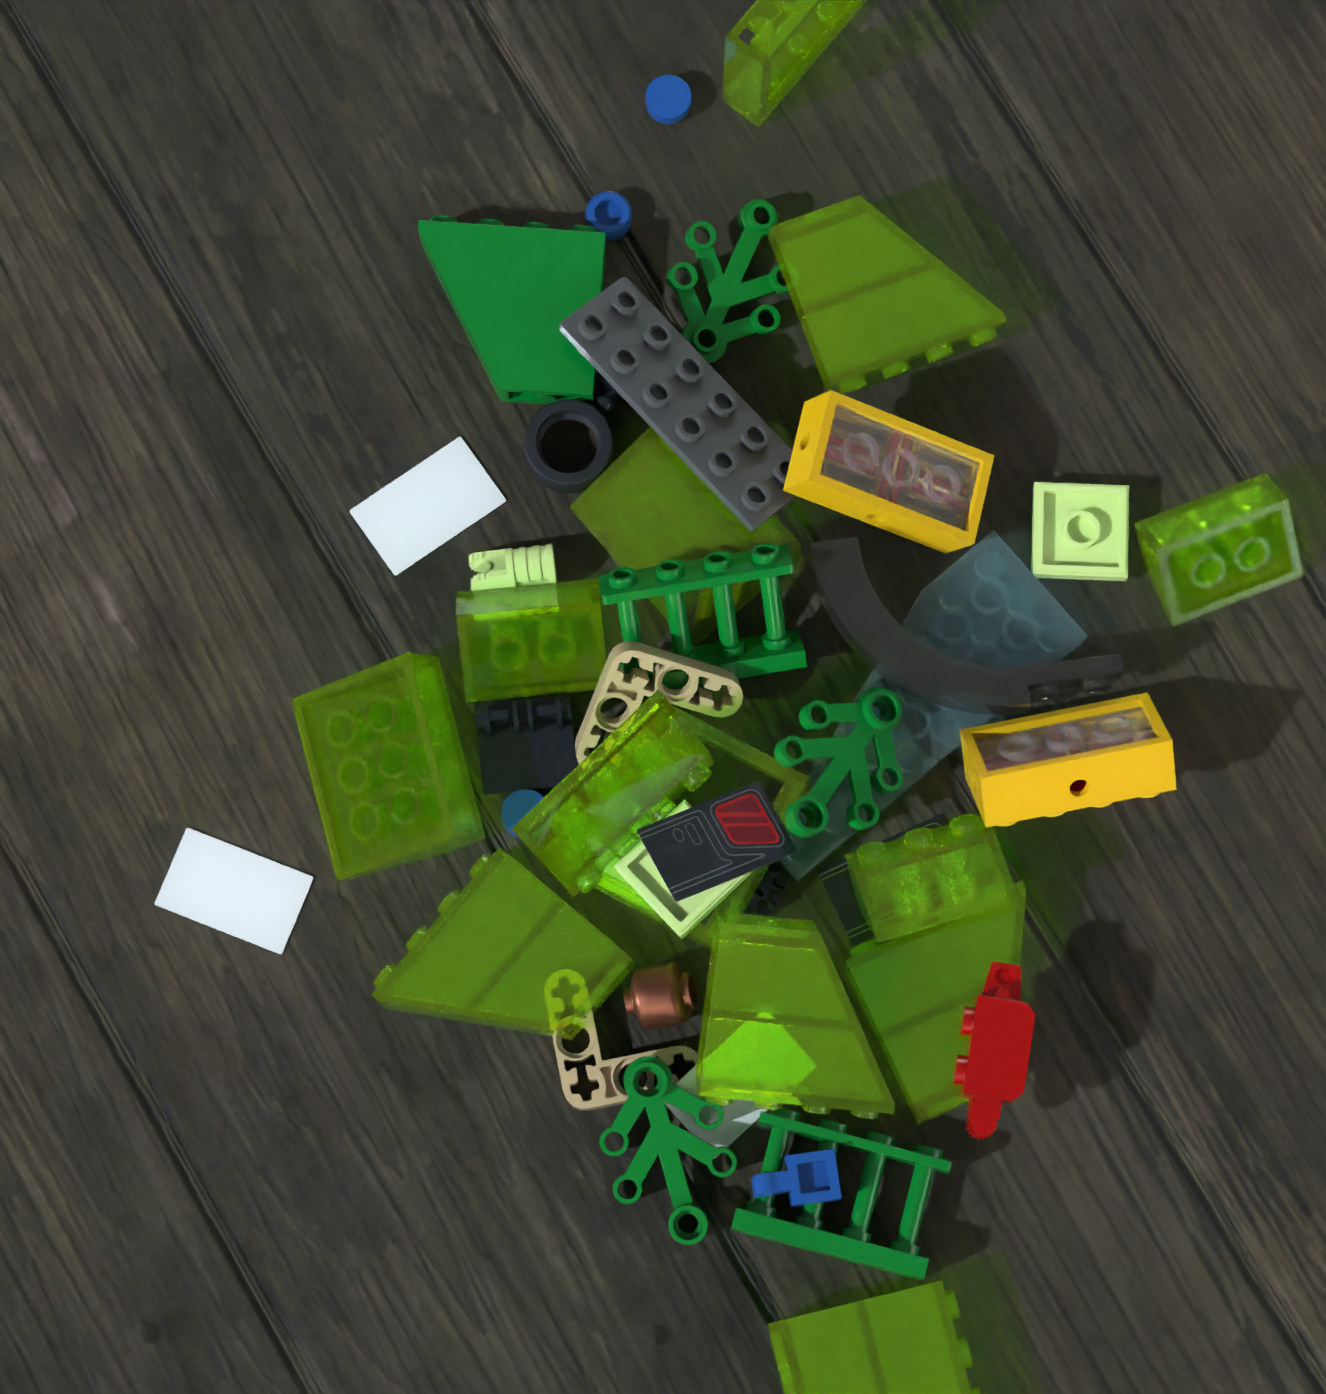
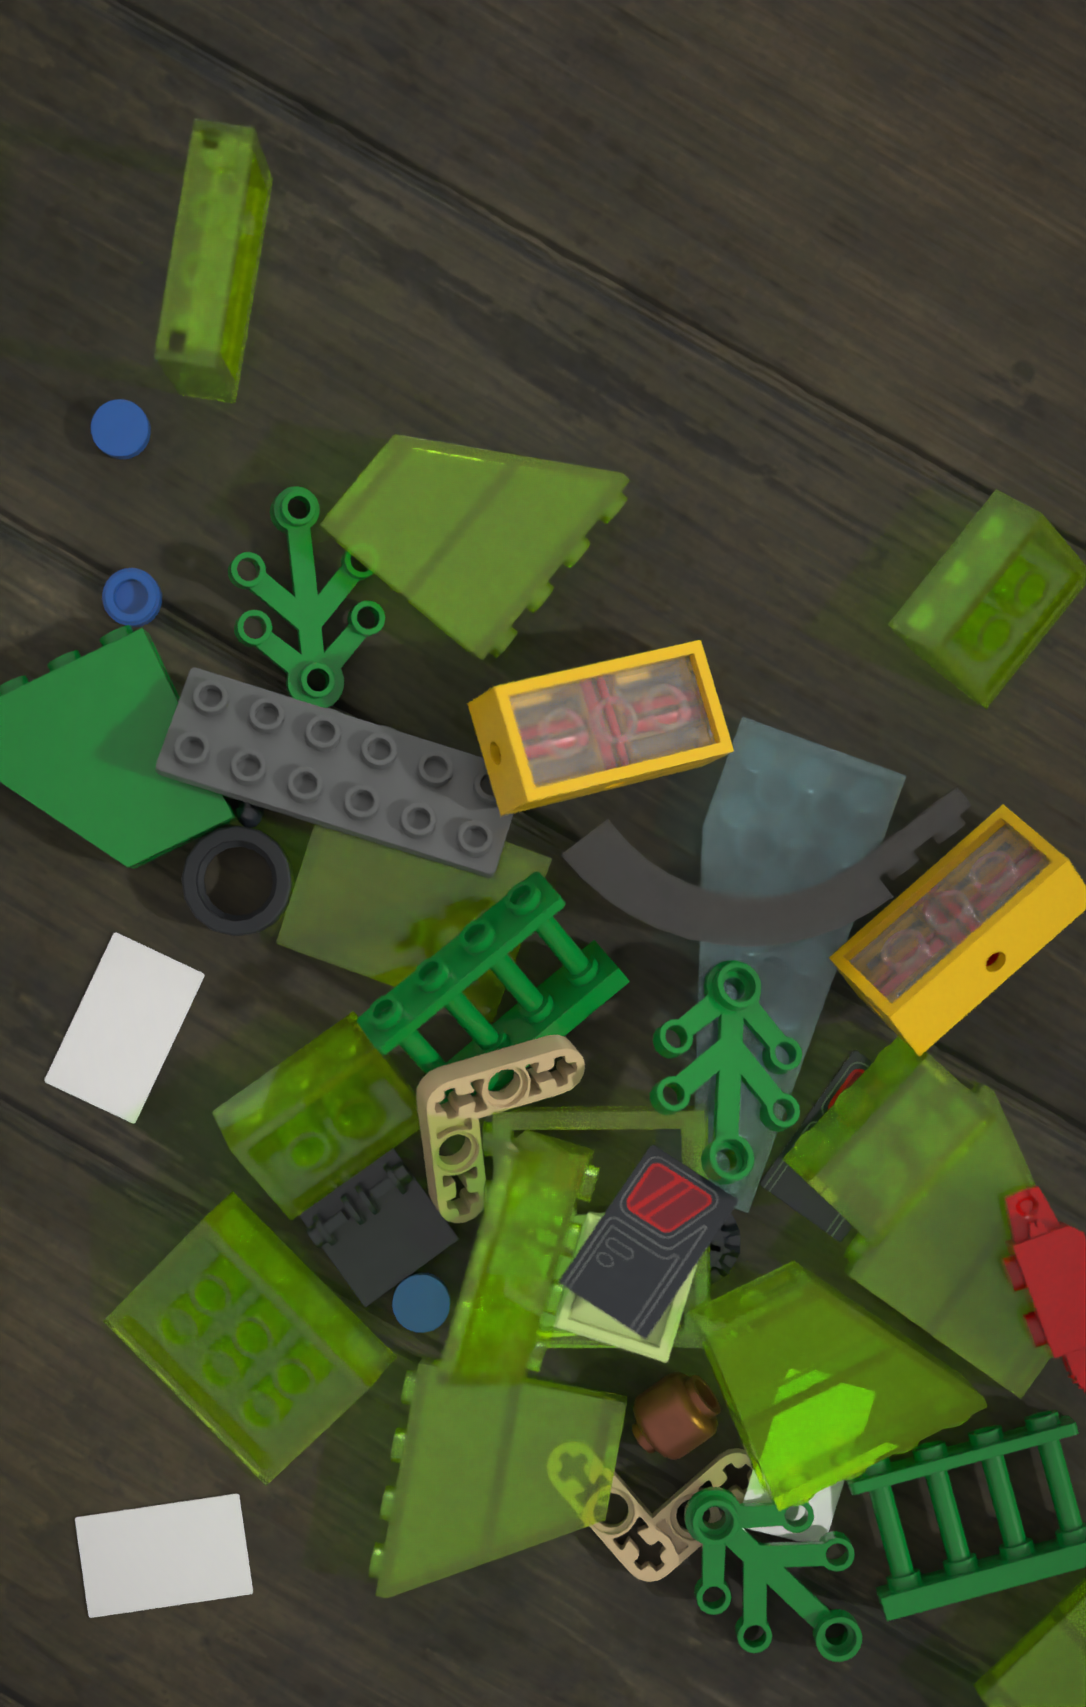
camera: 25 degrees left, 10 degrees up
(513, 567) = (265, 1041): yellowish green hinge -> none
(807, 1178) = (938, 1527): blue plate -> none
(1080, 531) = (833, 663): yellowish green plate -> none

